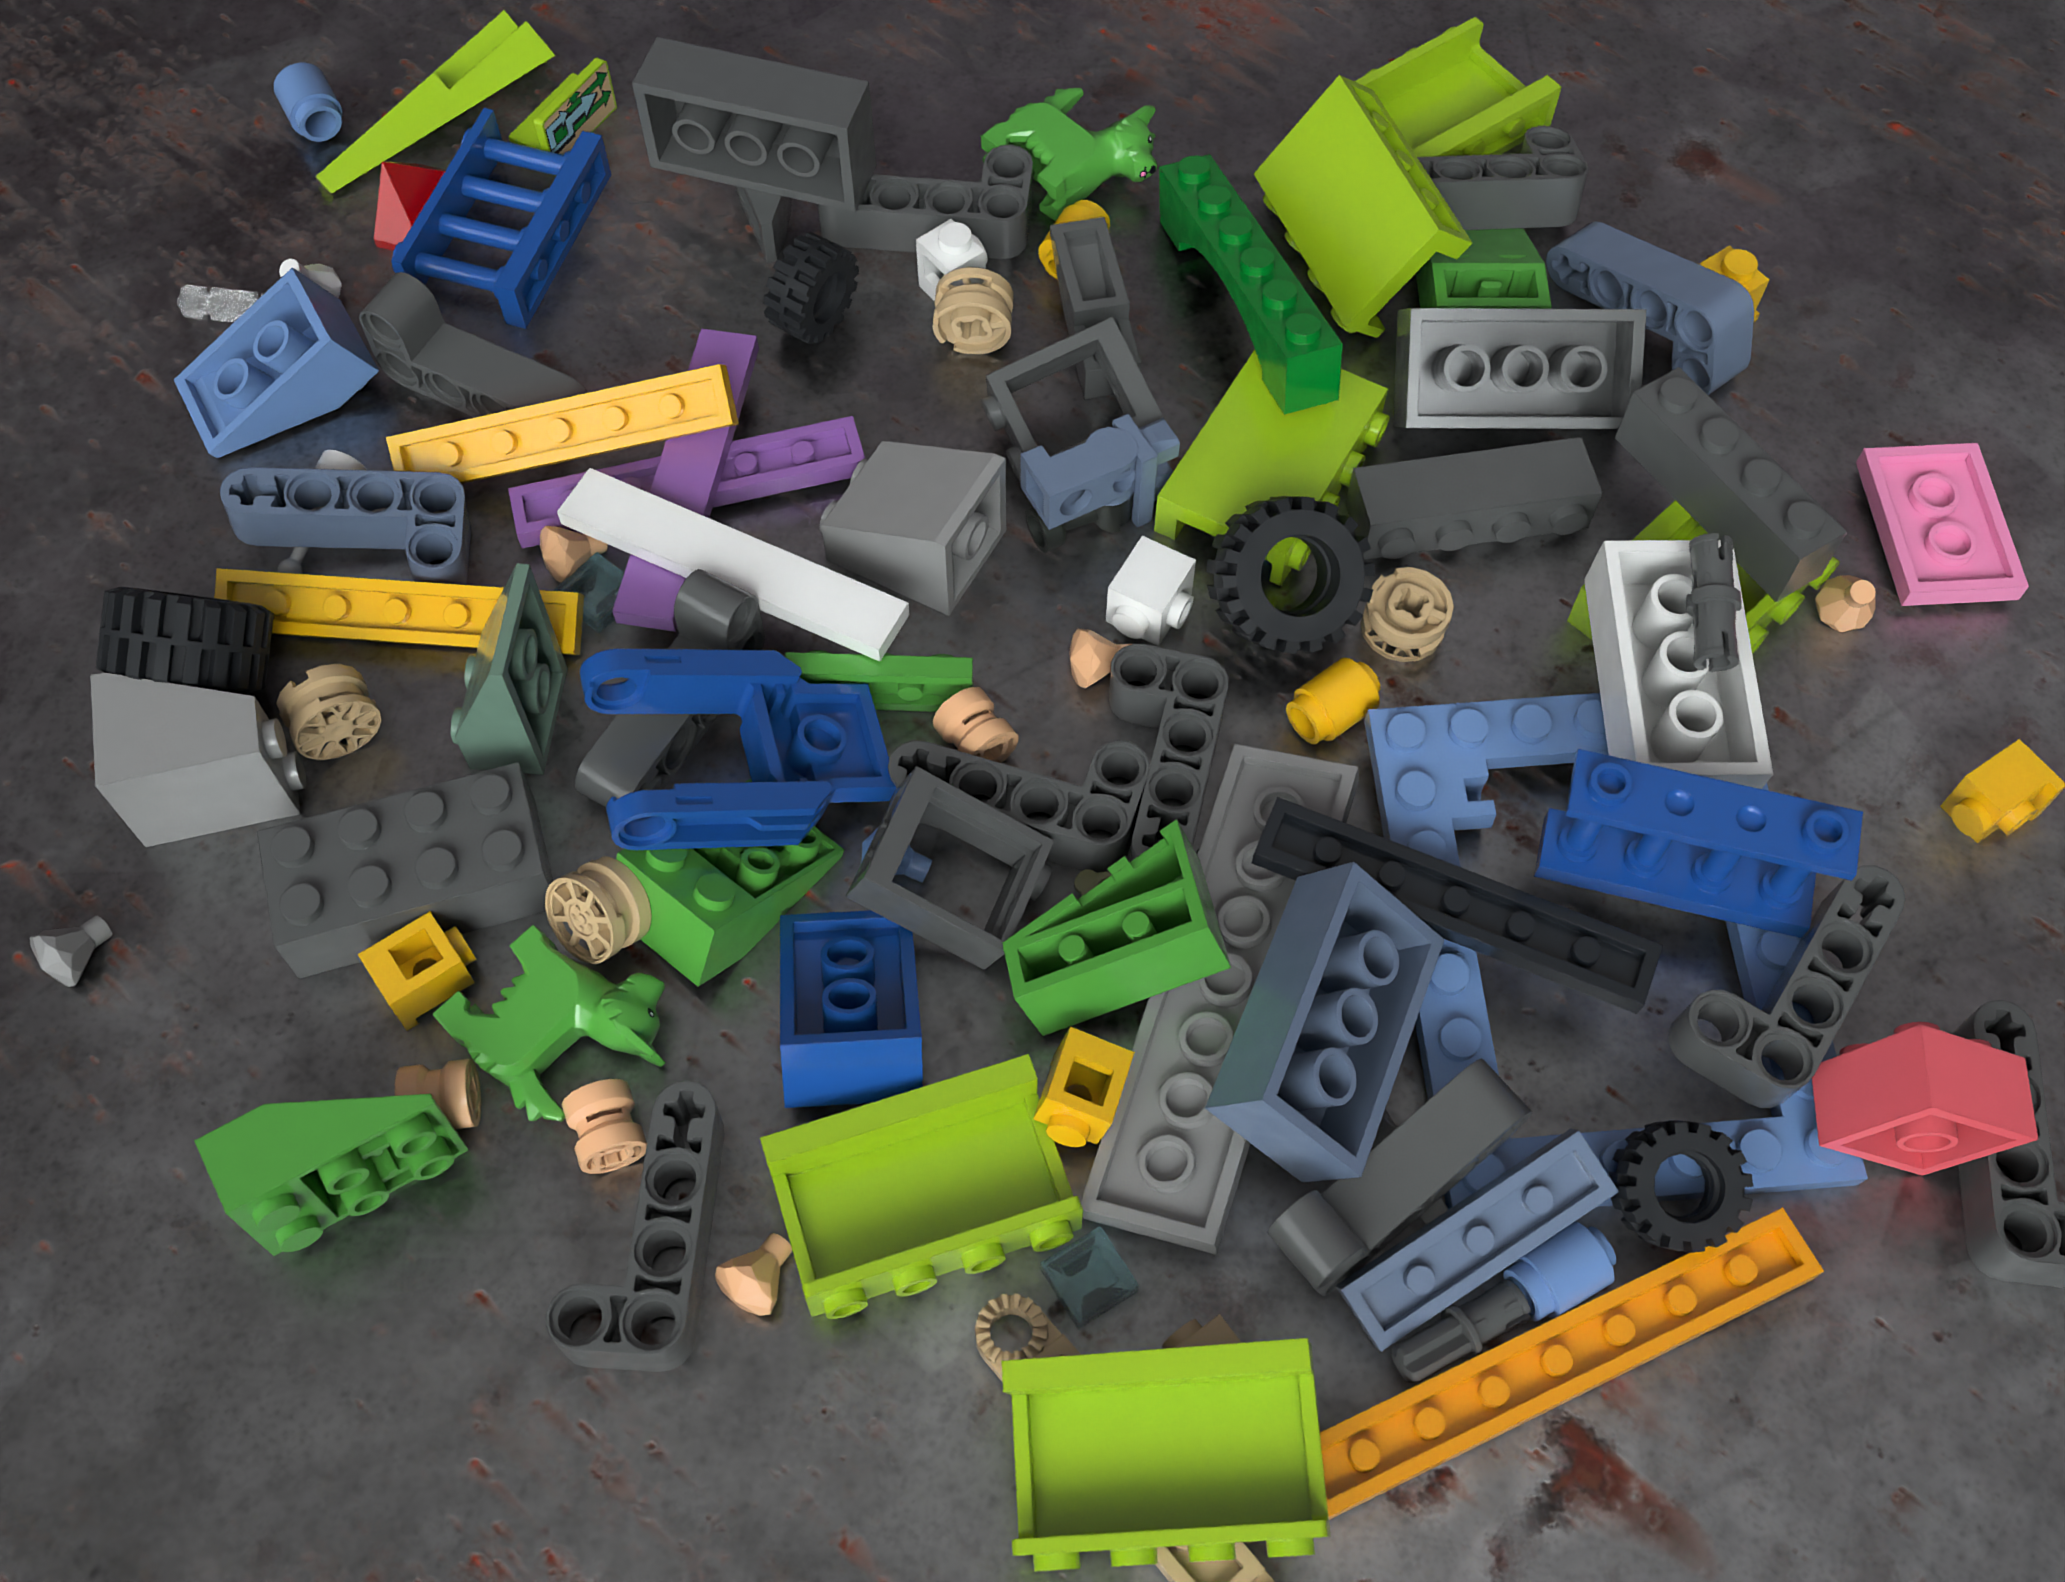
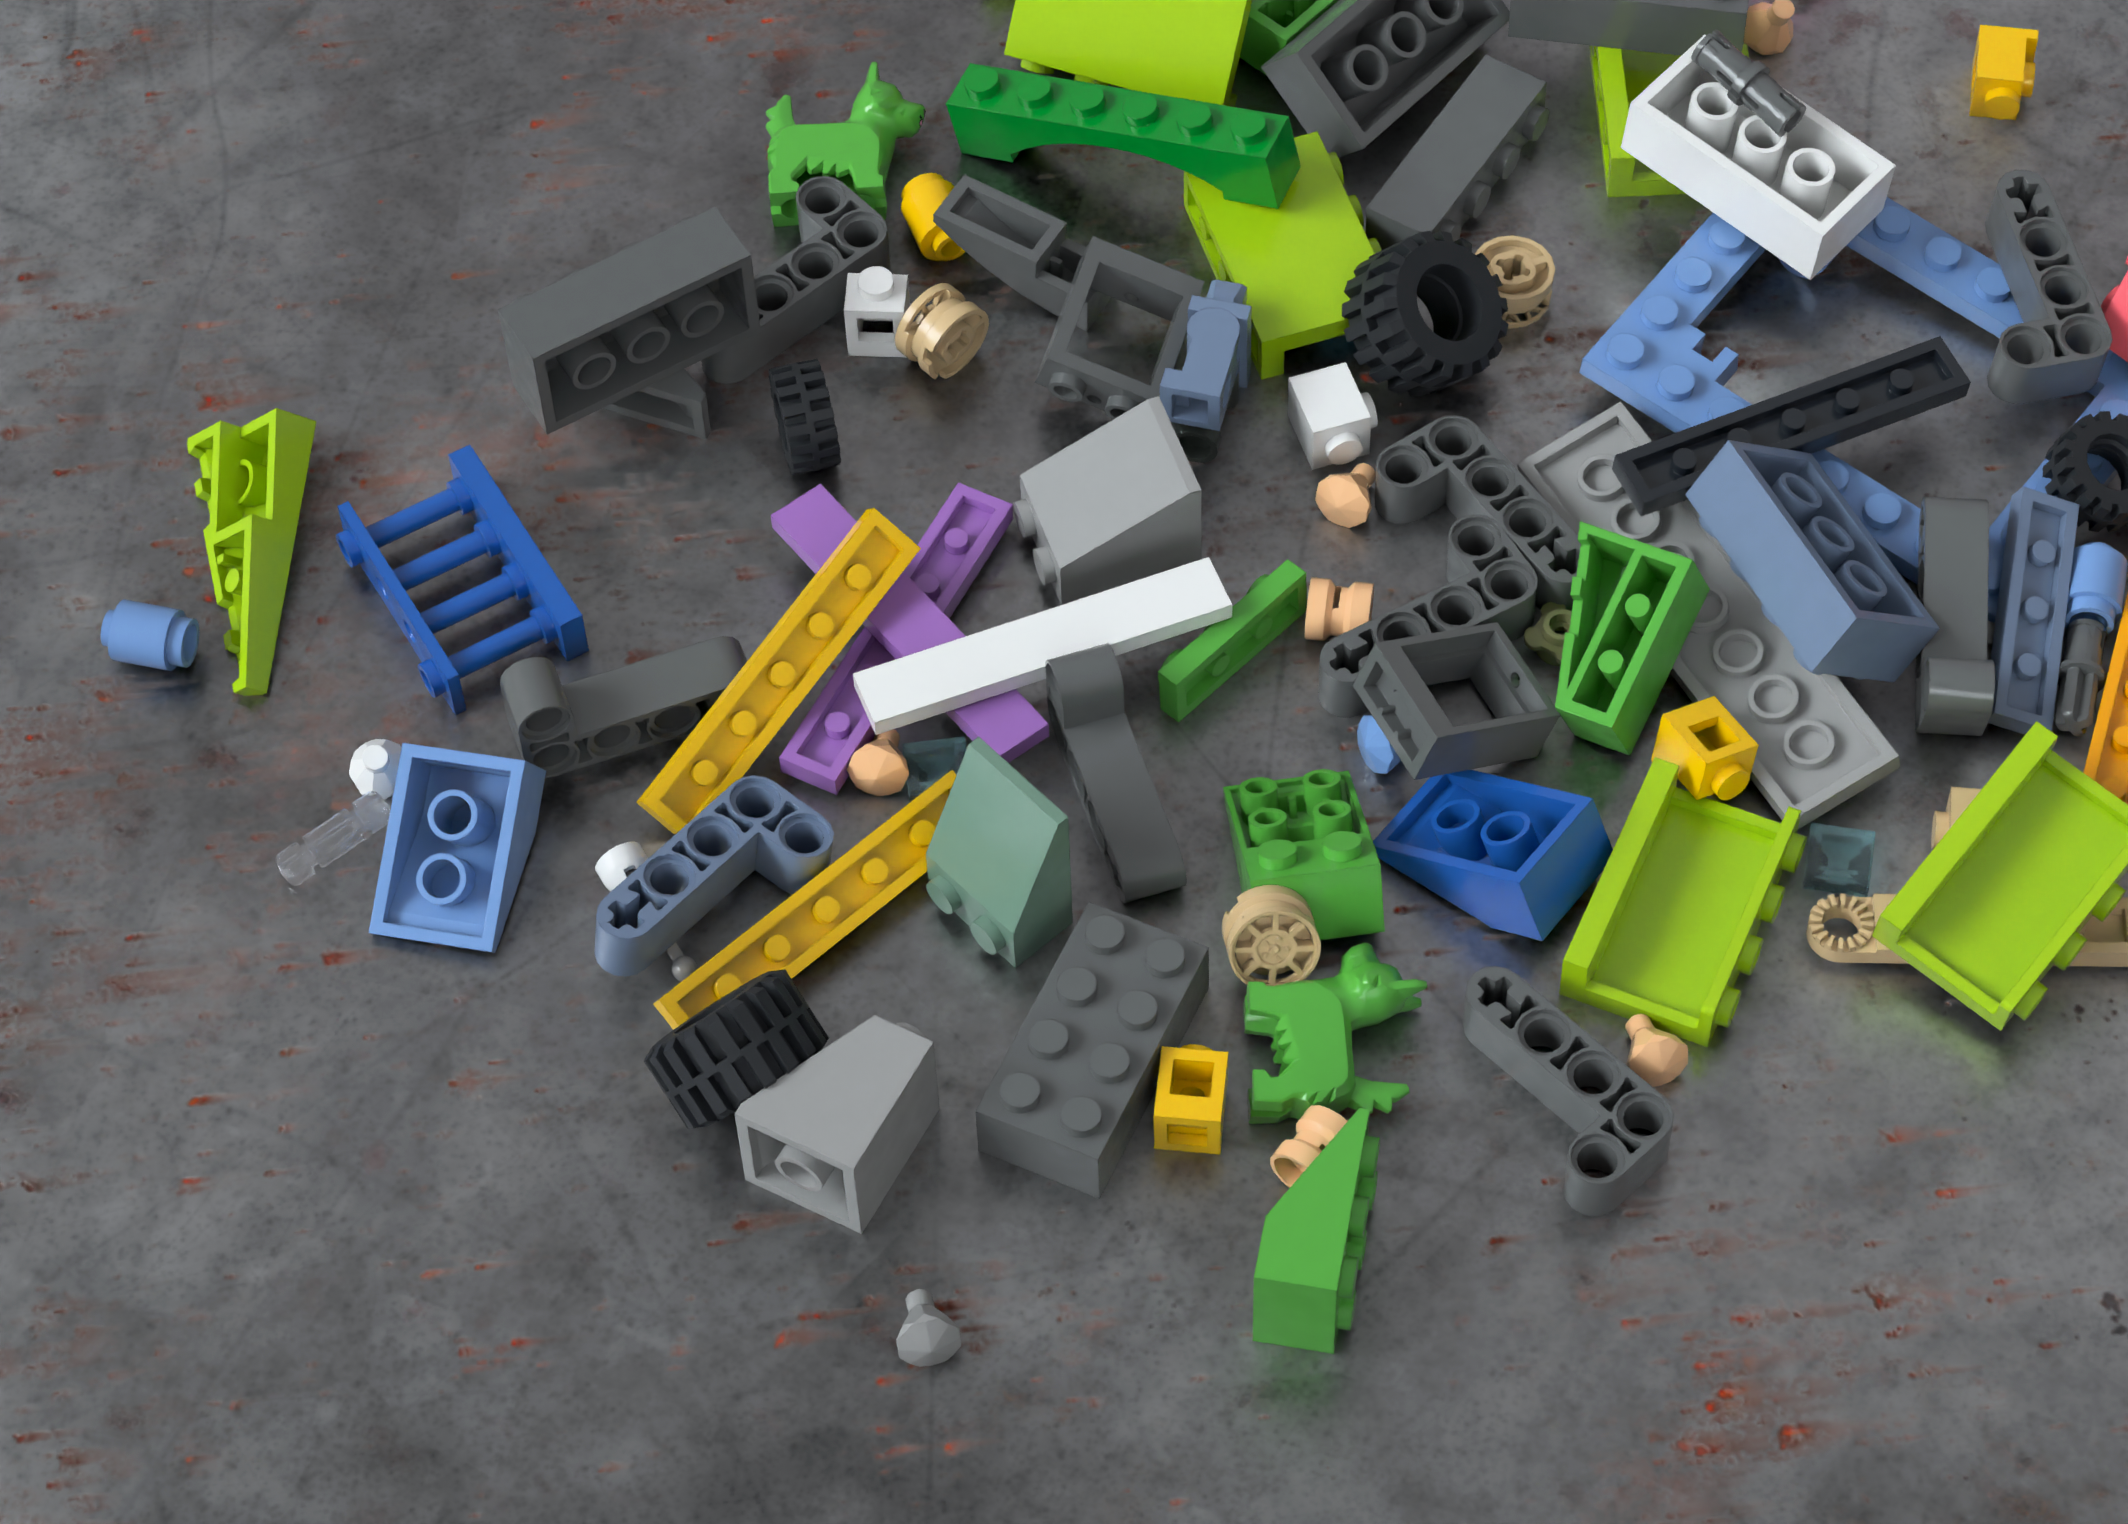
camera: 45 degrees left, 5 degrees down
(328, 709) = (888, 995): tan wheel -> none
(401, 198) = (366, 639): red slope -> none
(574, 106) = (380, 462): panel -> none
(604, 1126) = (1445, 1062): light nougat wheel -> none
(798, 737) = (1242, 714): blue plate -> none
(1334, 700) = (1541, 379): yellow brick -> none
(1696, 843) = (1896, 253): blue fence -> none

